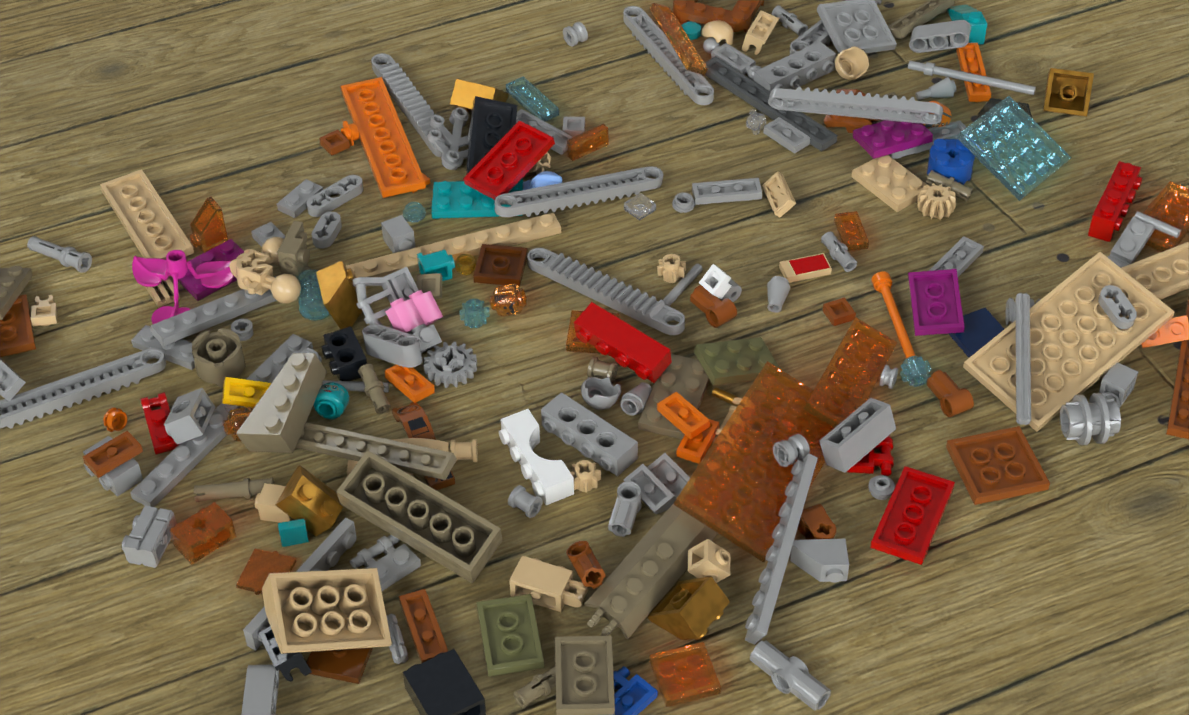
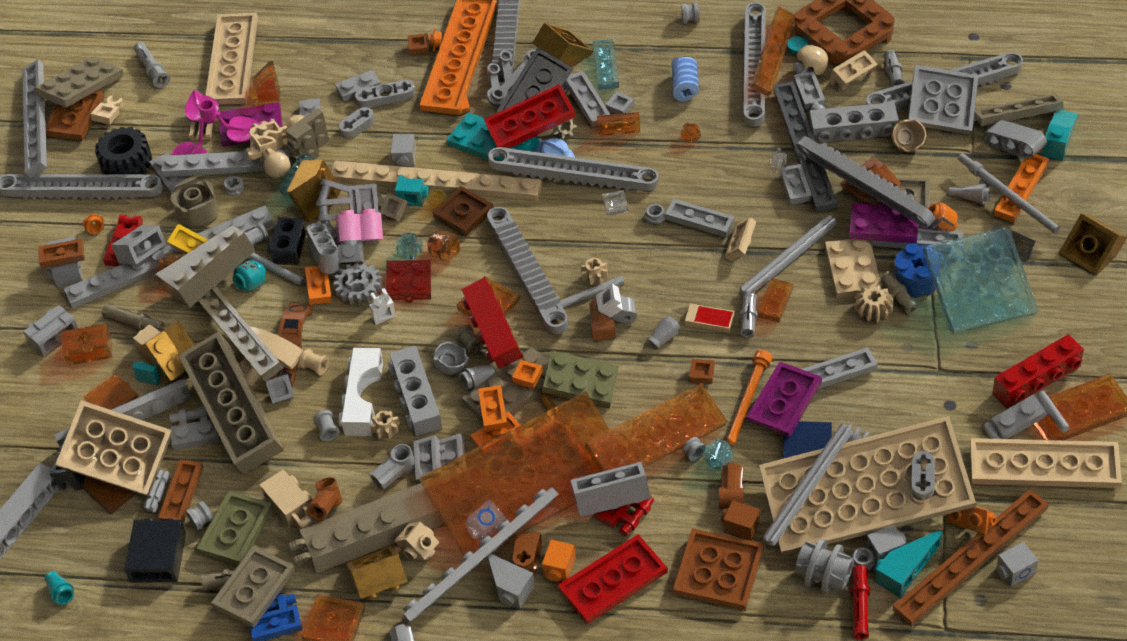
camera: 35 degrees right, 5 degrees up
(98, 339) = (123, 152): none -> black tyre
(374, 388) = (287, 279): dark tan pin -> none
(414, 212) = (433, 134): clear light blue plate -> none
(451, 487) = (279, 388): none -> light grey plate
(464, 639) = (199, 515): none -> light grey wheel
(496, 343) = (408, 279): none -> clear red plate
(496, 374) = (382, 307): none -> white plate
(617, 85) = (685, 78): none -> light blue piece
(655, 131) = (690, 132): none -> clear orange plate
(690, 373) = (527, 374): none -> orange plate
(766, 512) = (484, 521): none -> clear brick
(788, 451) = (546, 477): light grey wheel -> none
(829, 194) = (788, 255): none -> light grey axle
(856, 519) = (558, 561): none -> orange brick
(881, 487) = (608, 536): light grey plate -> none
(981, 416) = (741, 520): none -> dark orange brick
(1130, 431) = (860, 593): none -> red pin
(1147, 393) = (906, 562): none -> teal slope

